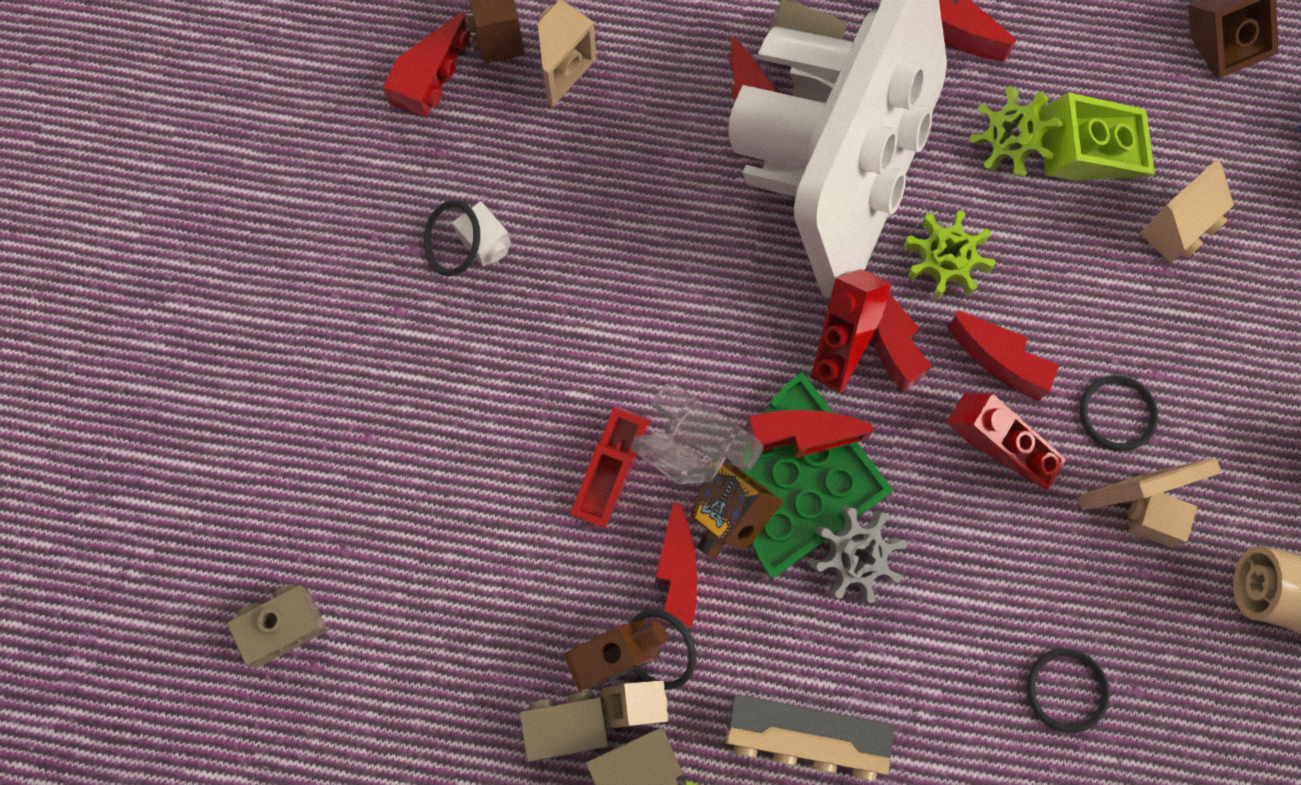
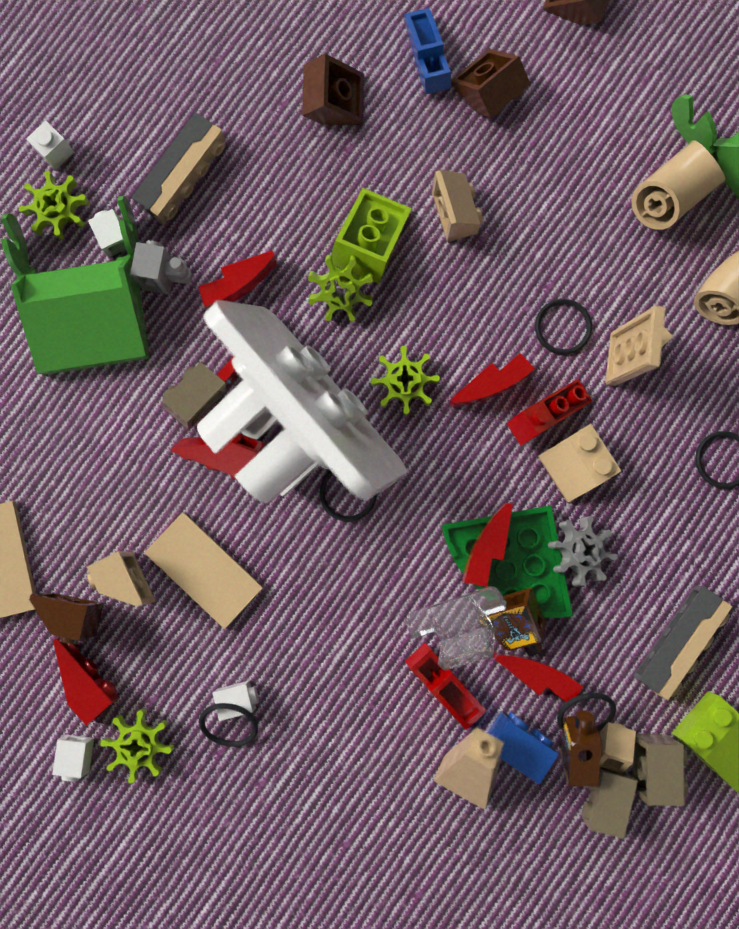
camera: 60 degrees left, 10 degrees up
(340, 95) = (73, 757): none -> white brick
(369, 157) = (128, 753): none -> lime gear
(531, 528) = (472, 767): none -> tan slope
(582, 579) = (524, 749): none -> blue brick
(613, 140) = (204, 570): none -> tan tile
(754, 271) = (335, 515): none -> black tyre
(850, 322) = (428, 479): red slope -> none
(895, 346) = (443, 450): red slope -> none
(964, 503) = (579, 463): none -> tan slope

